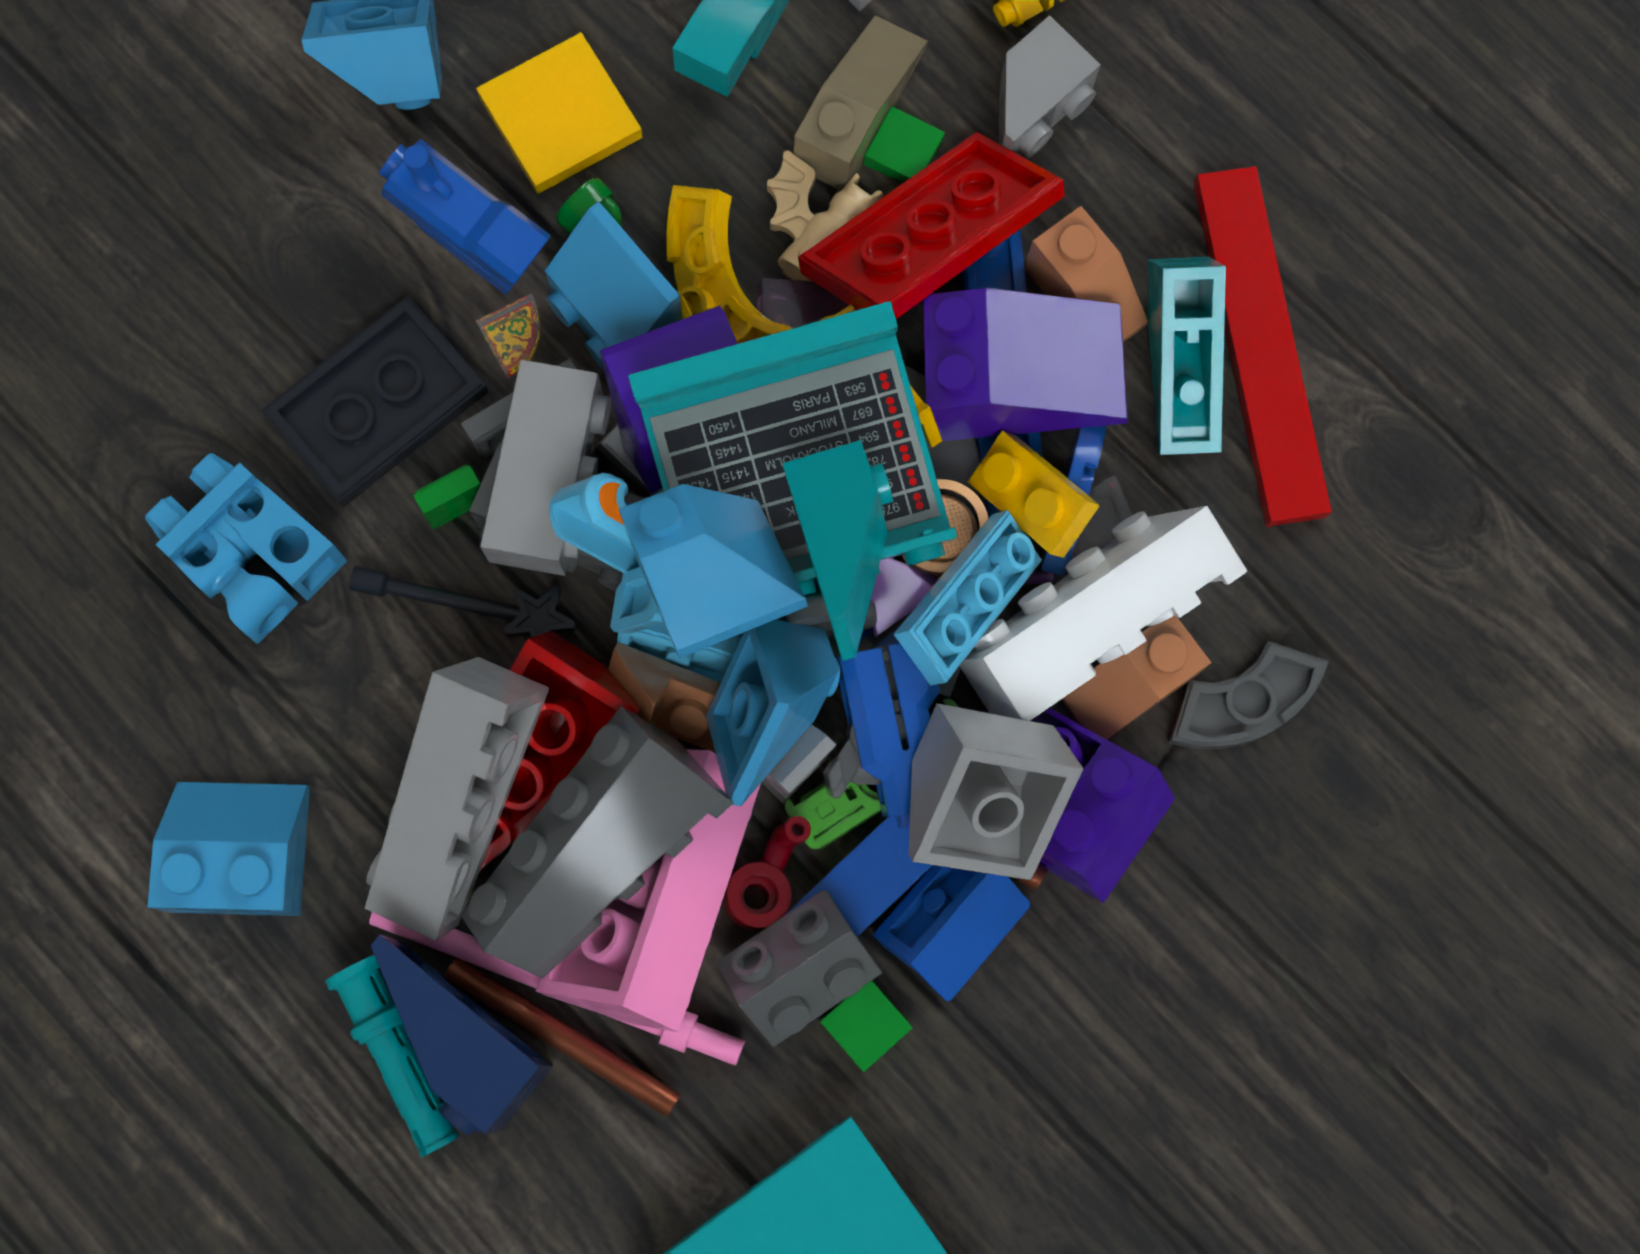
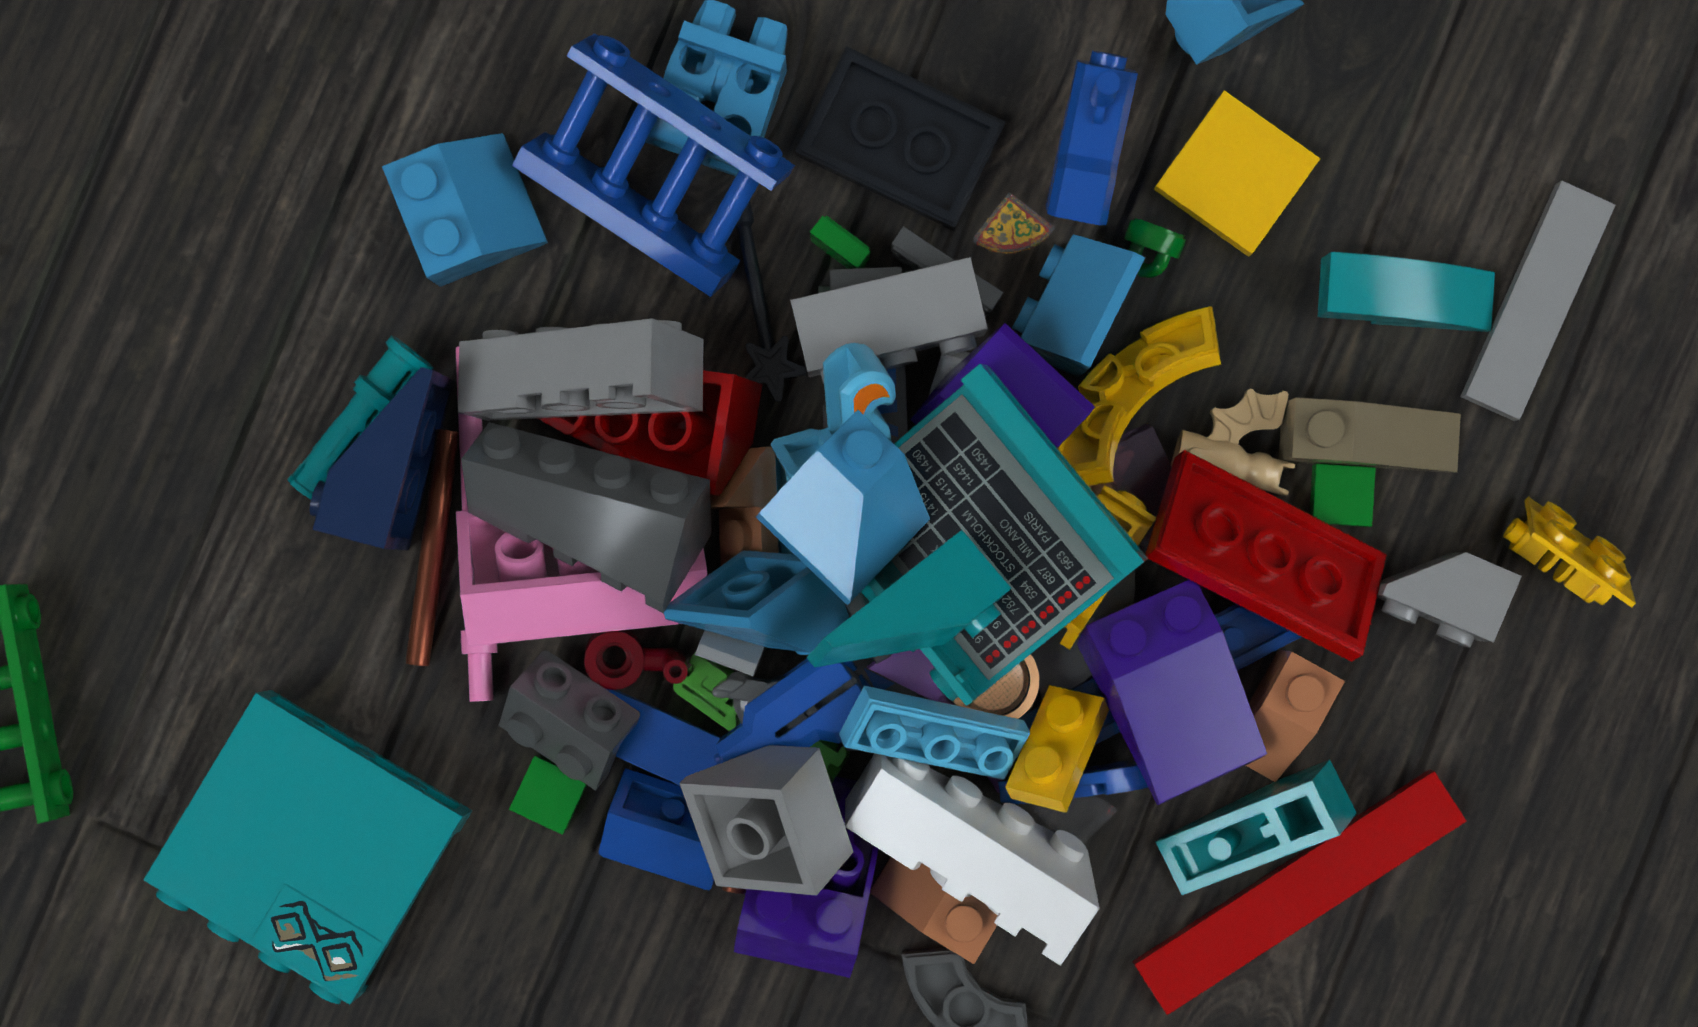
camera: 80 degrees right, 10 degrees up
(284, 699) = (606, 193): none -> blue fence

